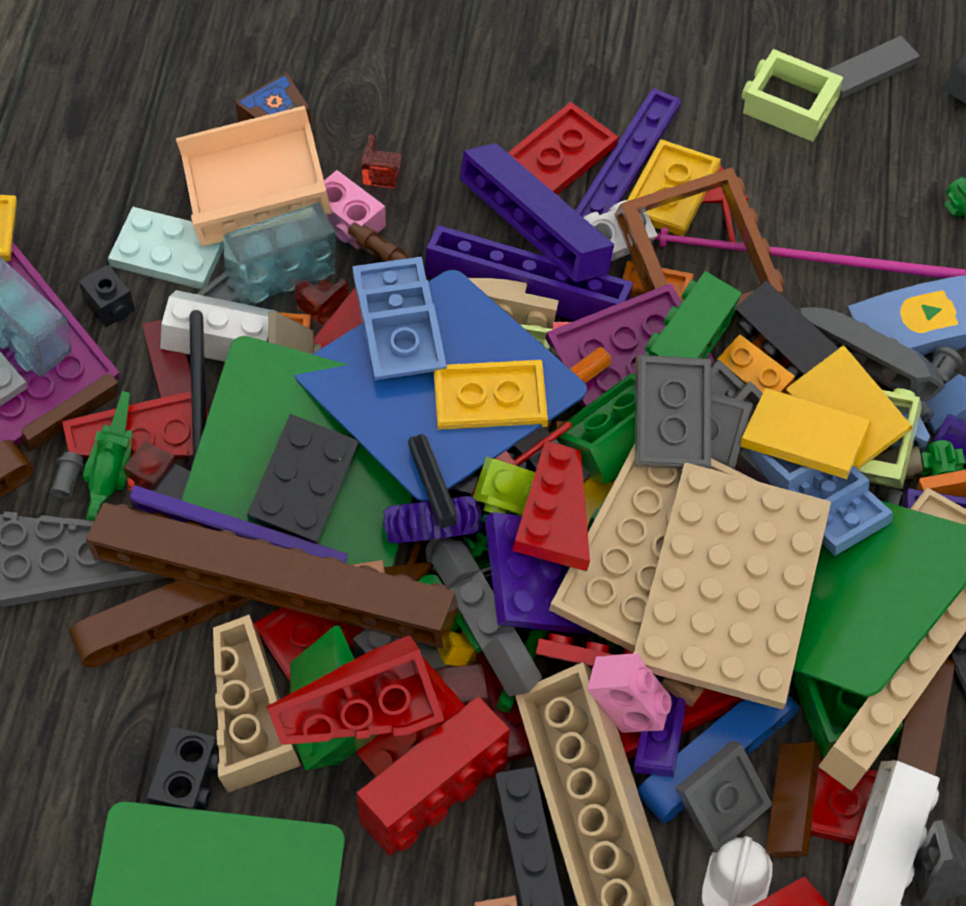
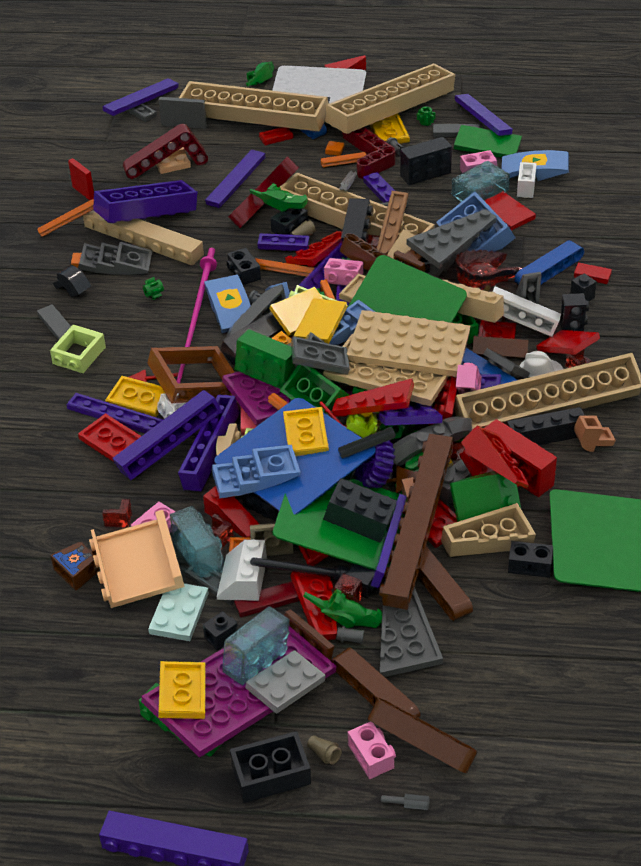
camera: 90 degrees left, 15 degrees down
(376, 244) = (193, 497): reddish brown plate -> none

